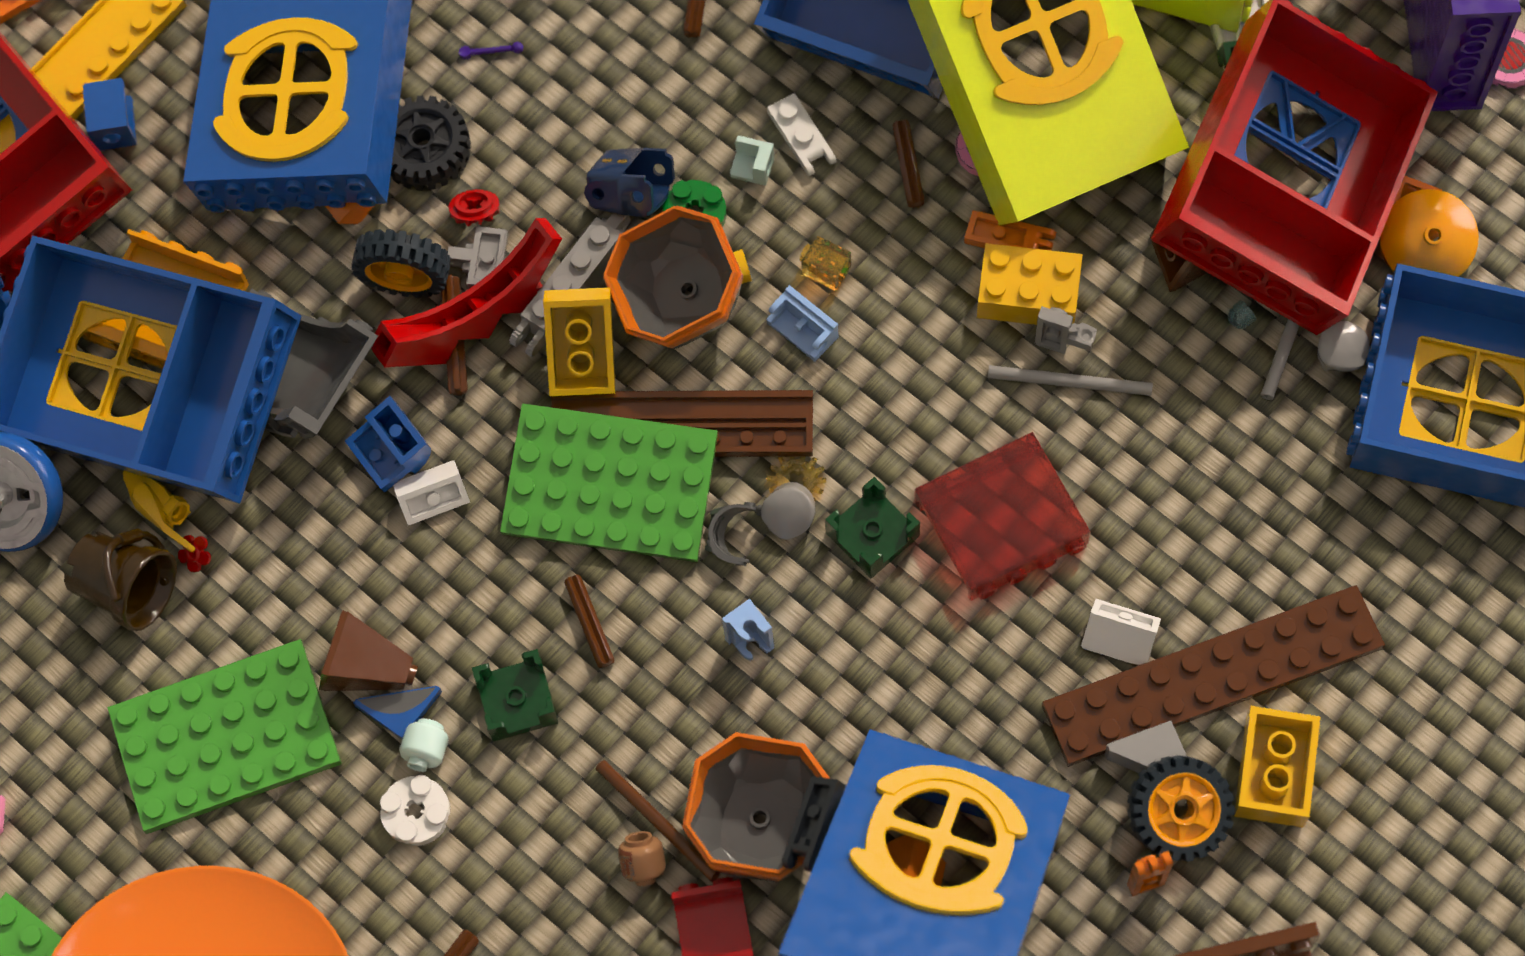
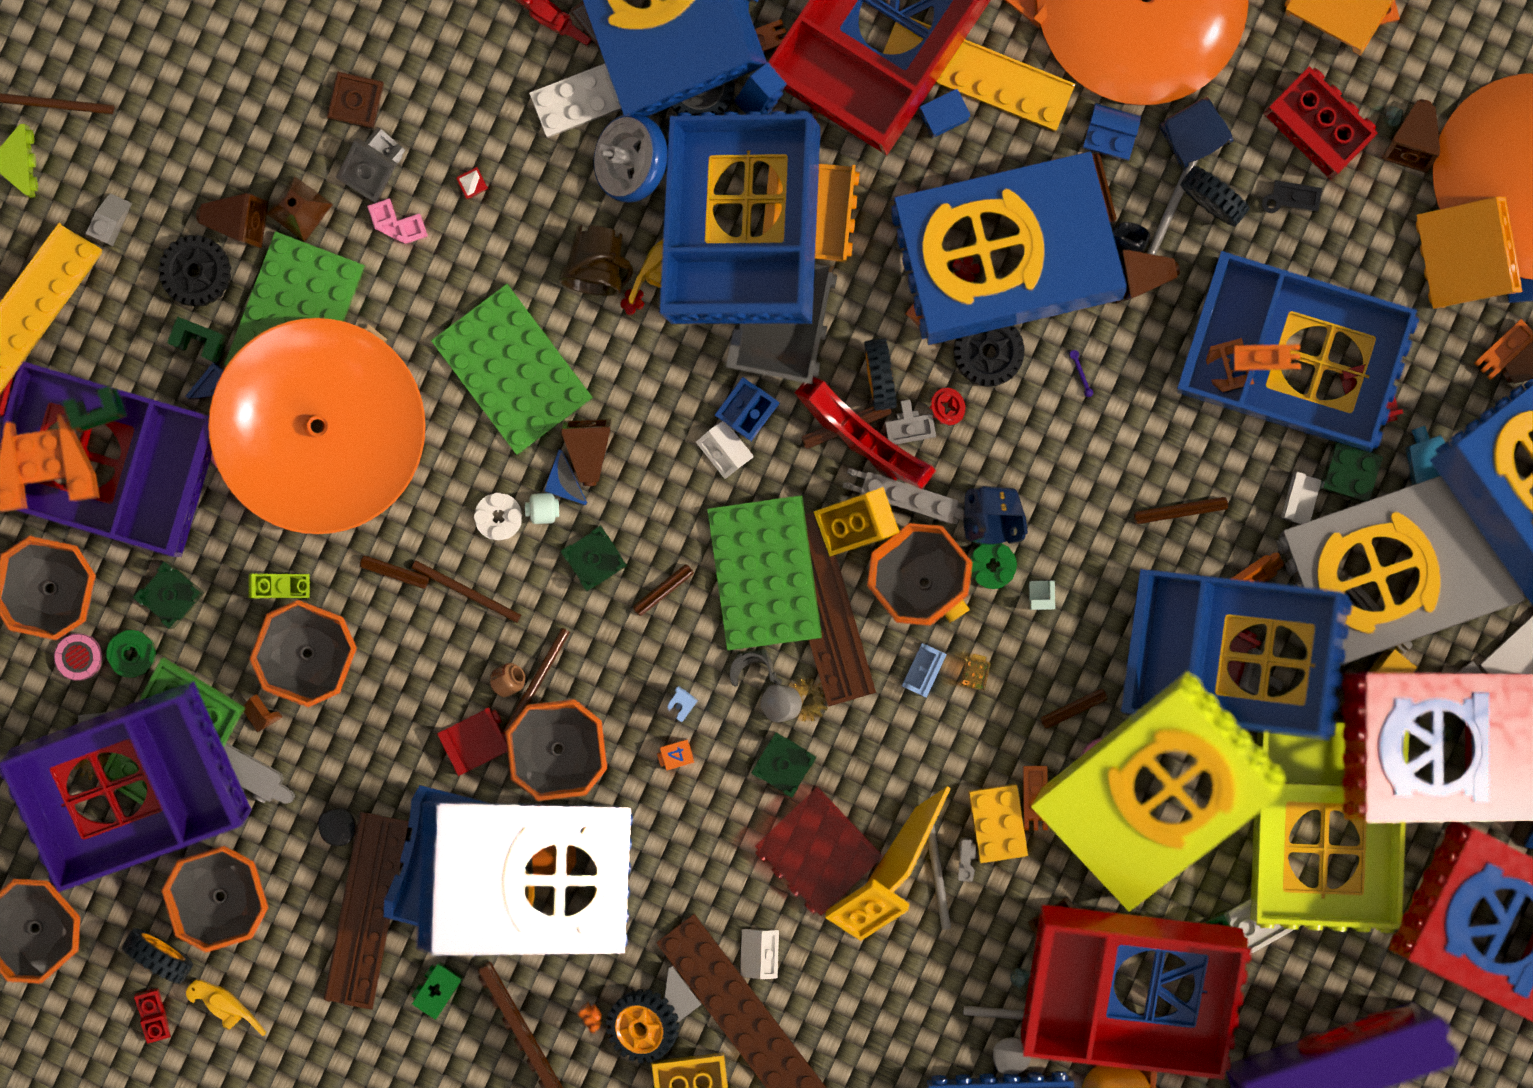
camera: 65 degrees right, 20 degrees up
(502, 884) = (466, 591): none -> reddish brown piece
(800, 132) = (1077, 622): white hinge -> none
(813, 821) = (549, 793): black hinge -> none
(816, 663) = (675, 755): none -> orange brick
(1084, 448) = (875, 902): none -> yellow piece

